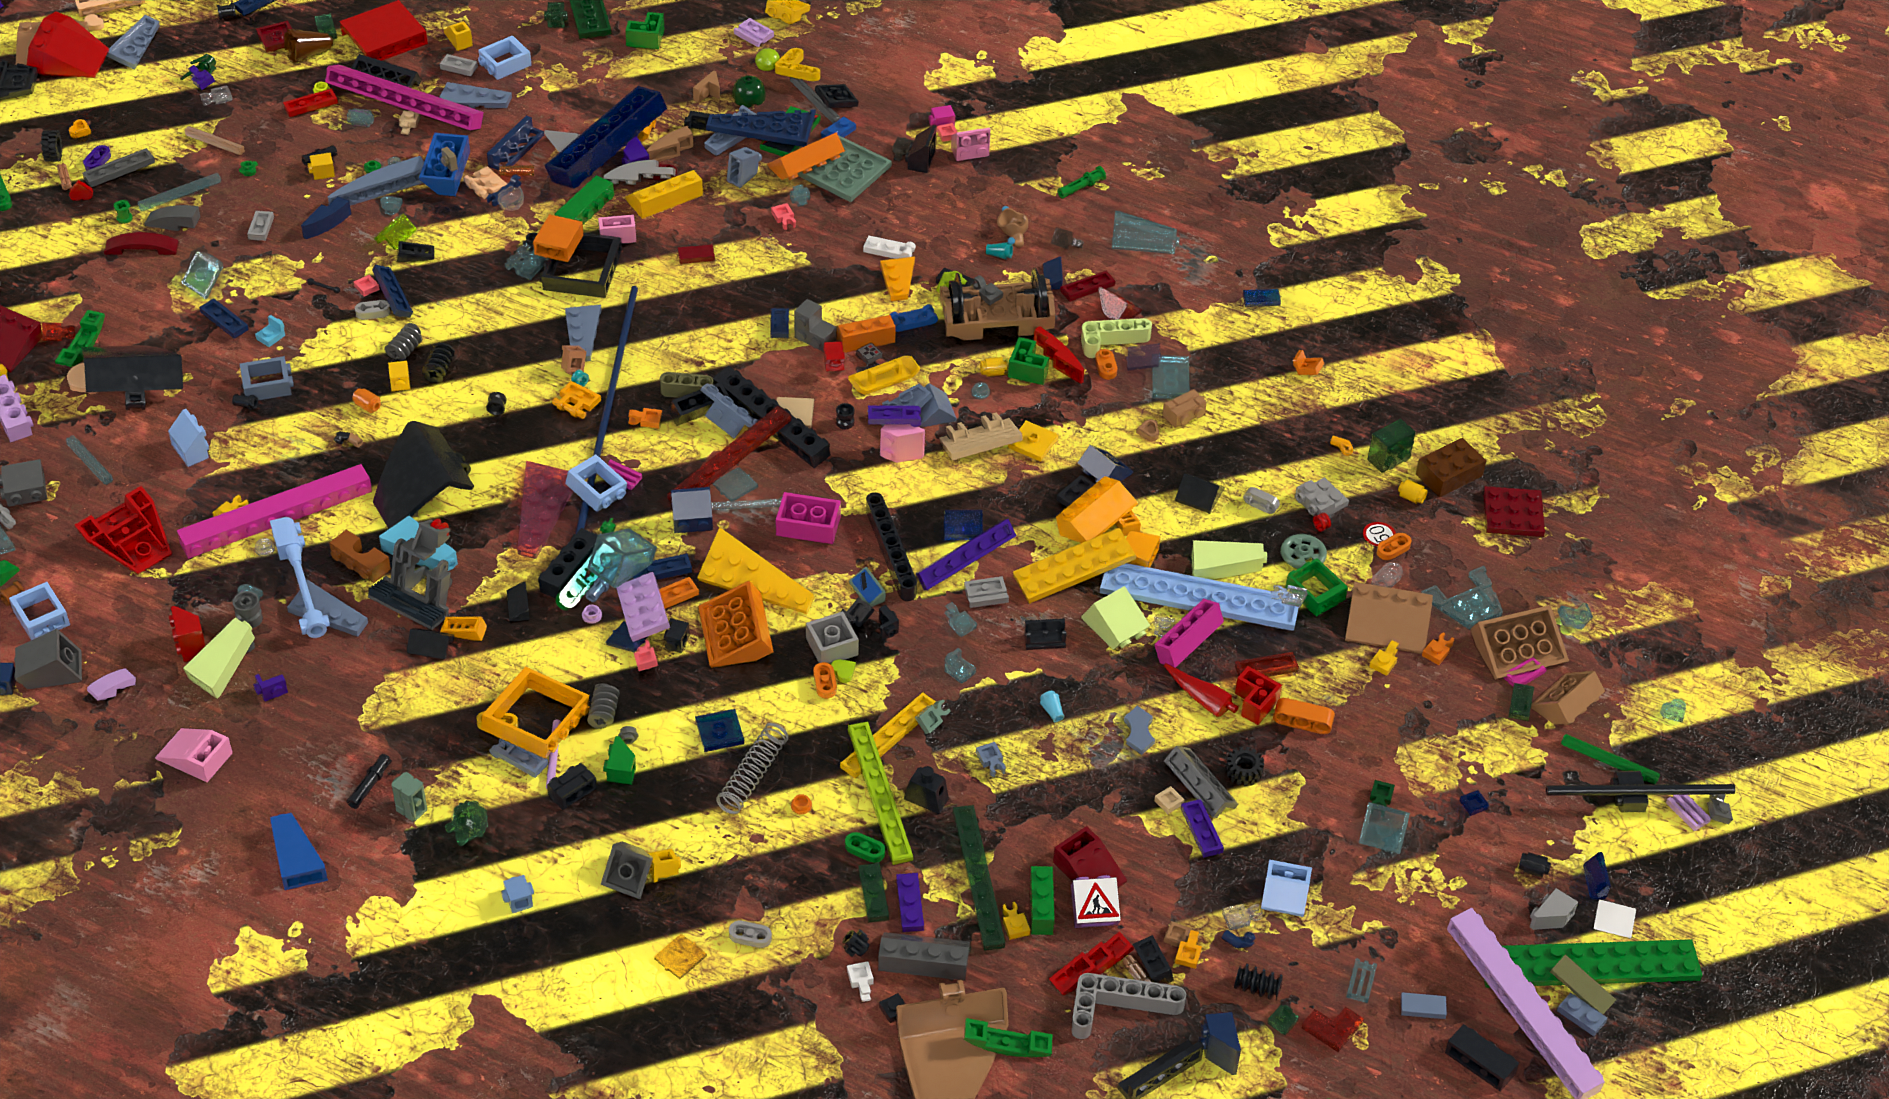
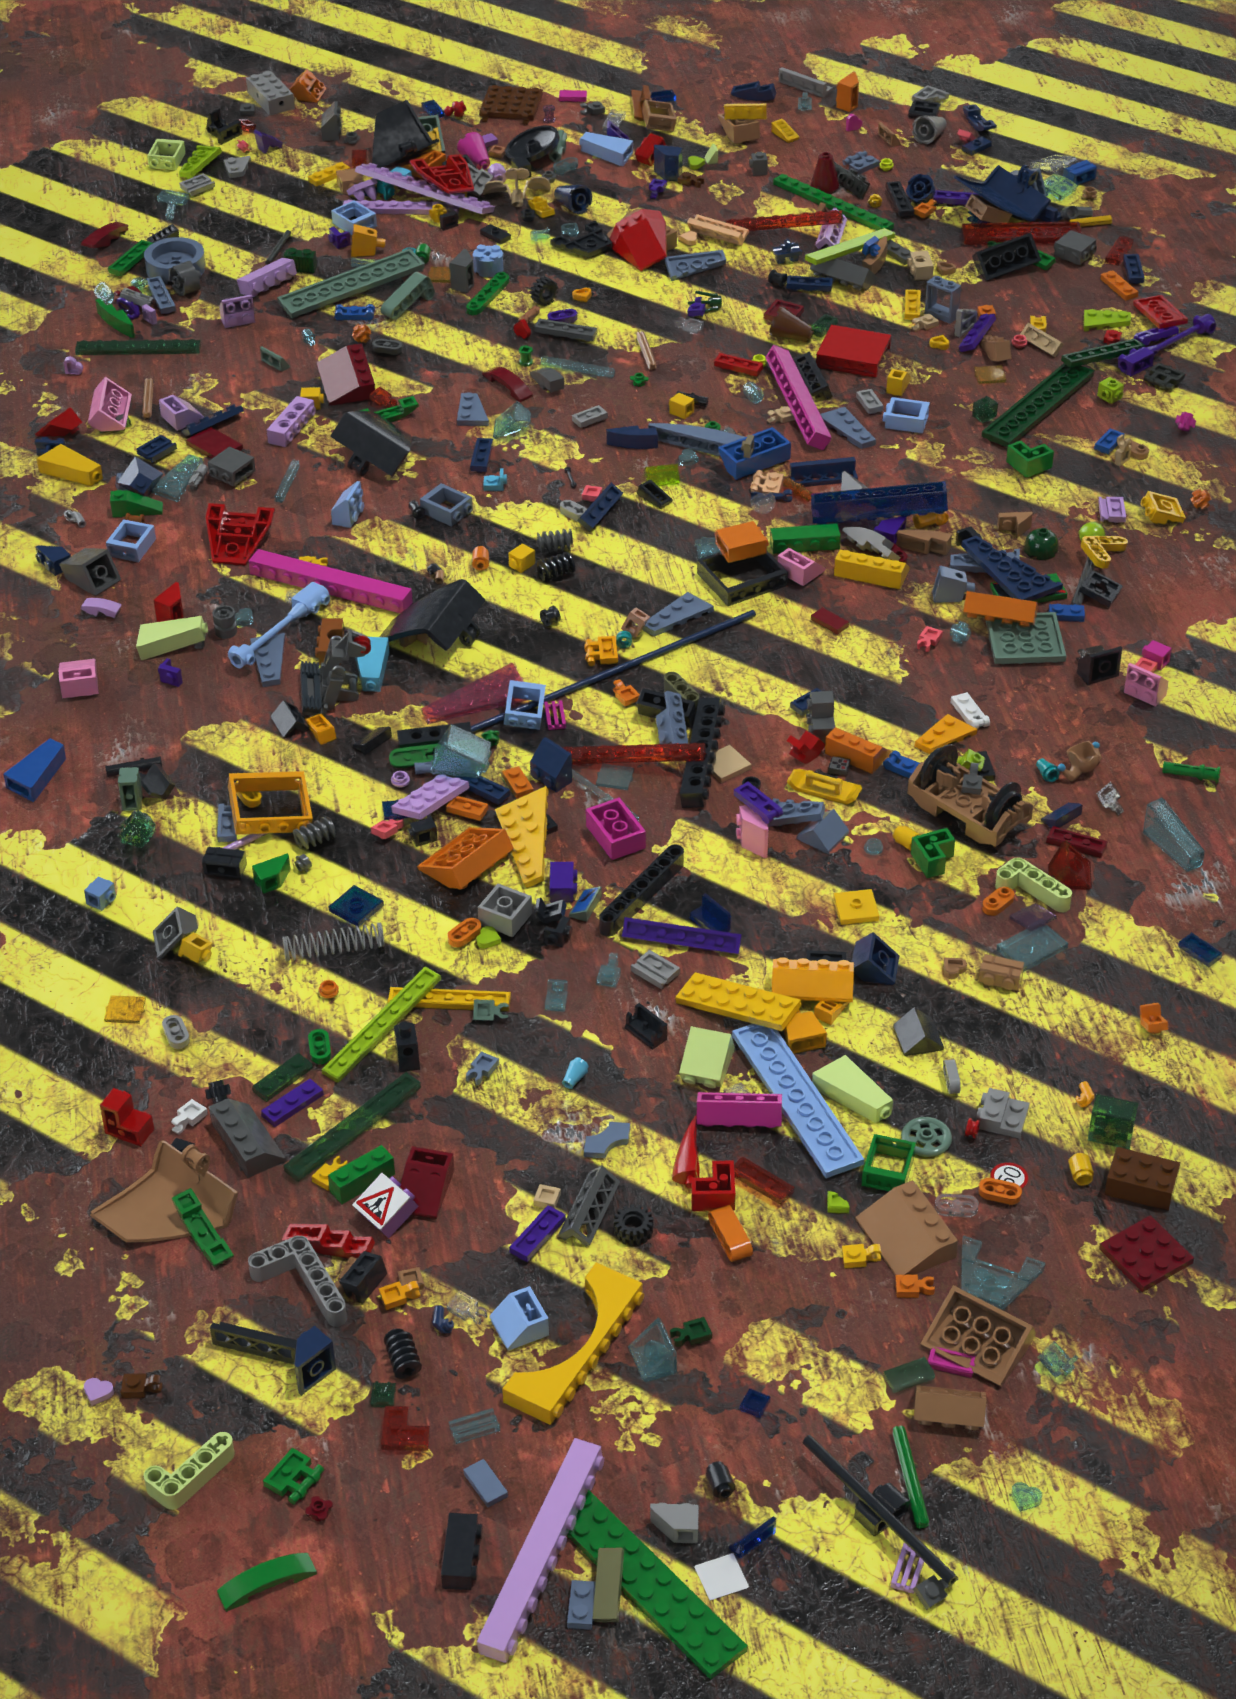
camera: 55 degrees right, 5 degrees down
(150, 290) = (471, 411): none -> sand blue wing
(422, 771) = (157, 782): none -> black panel
(677, 544) = (517, 782): none -> orange plate
(830, 1023) = (123, 1120): none -> red brick
(831, 587) = (562, 881): none -> dark purple brick
(977, 440) = (811, 871): tan hinge -> none
(1061, 356) = (968, 868): red slope -> none
(1291, 596) = (852, 1149): clear plate -> none
(1312, 822) = (548, 1390): none -> yellow arch
(1323, 641) = (836, 1204): none -> lime tile

